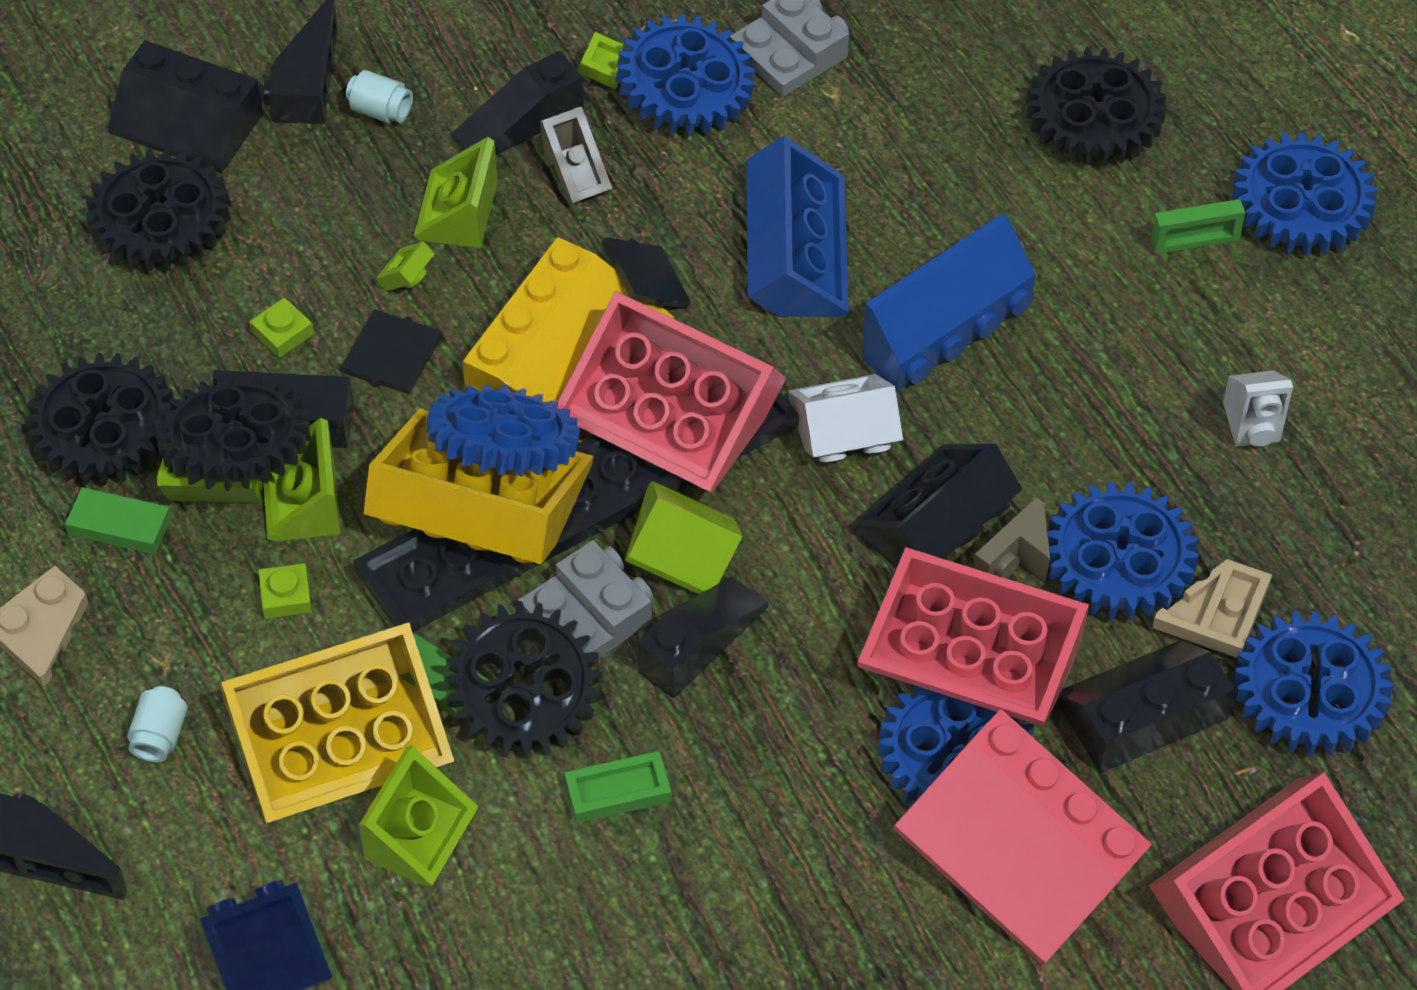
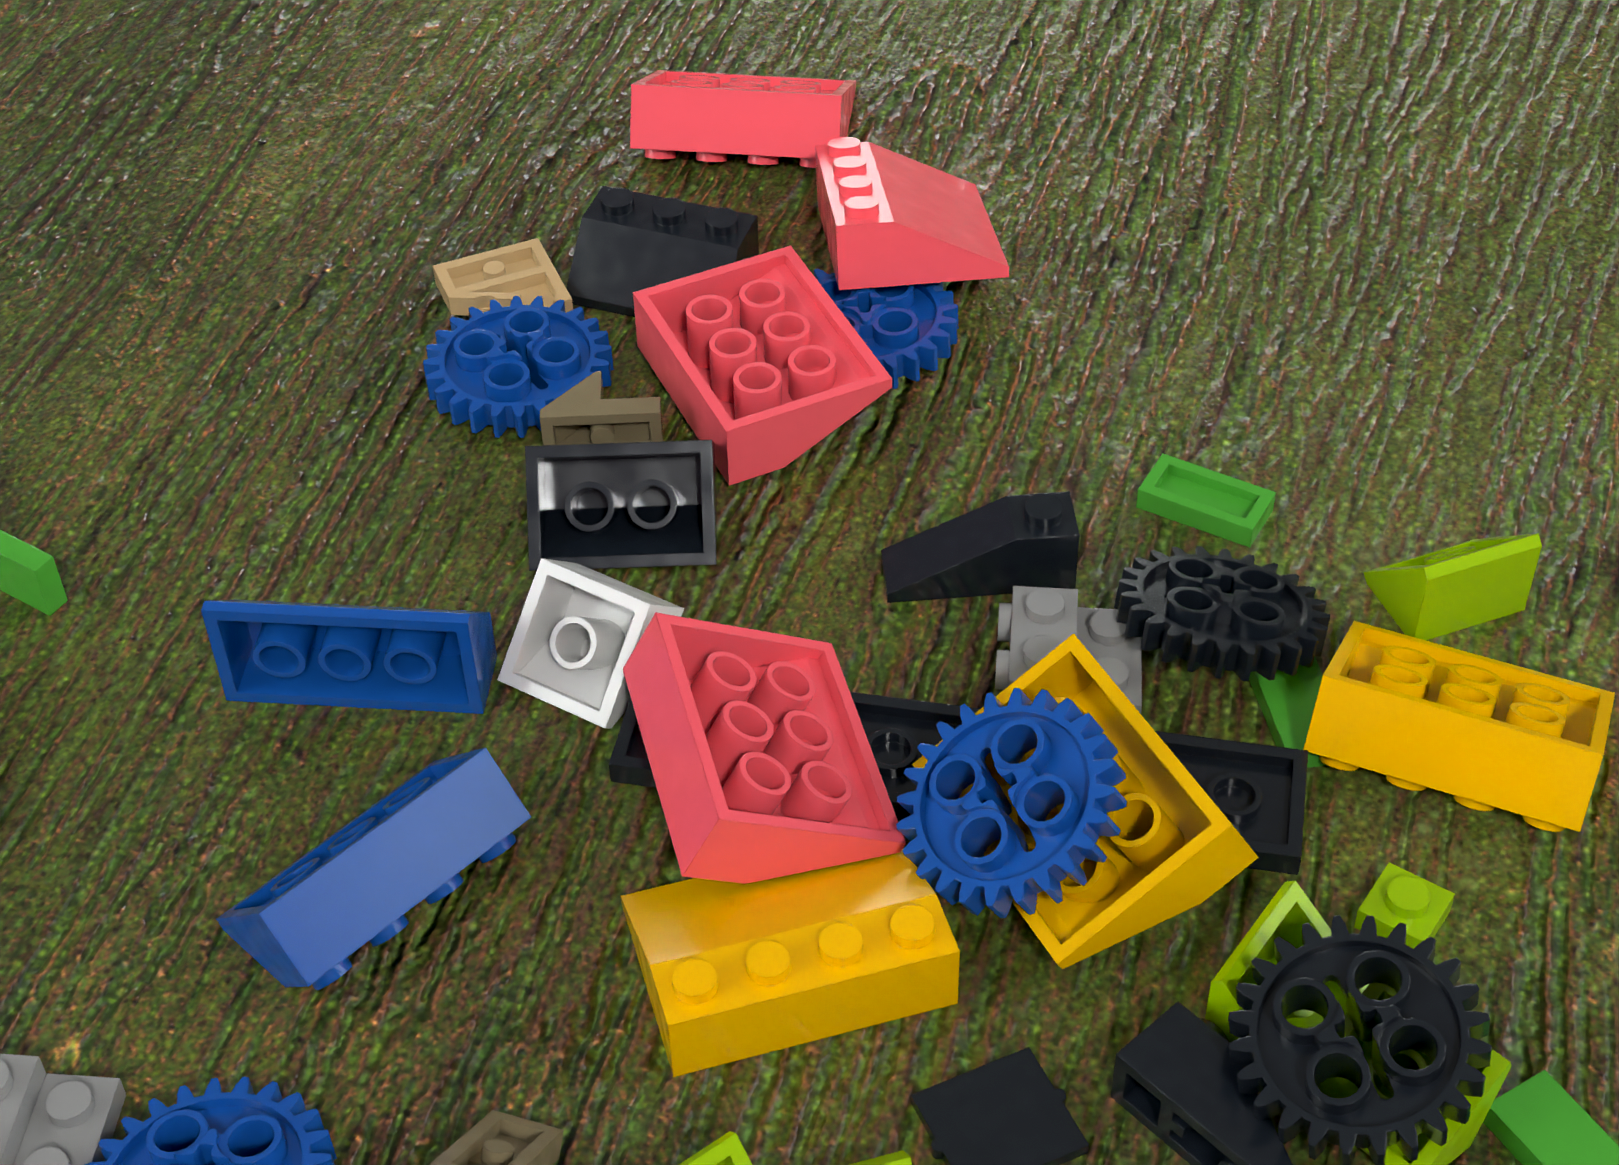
camera: 135 degrees left, 10 degrees down
(646, 273) = (598, 946): black piece -> none
(682, 539) = (898, 631): lime slope -> none
(1257, 407) = (233, 366): white slope -> none
(1358, 686) = (516, 192): blue gear -> none

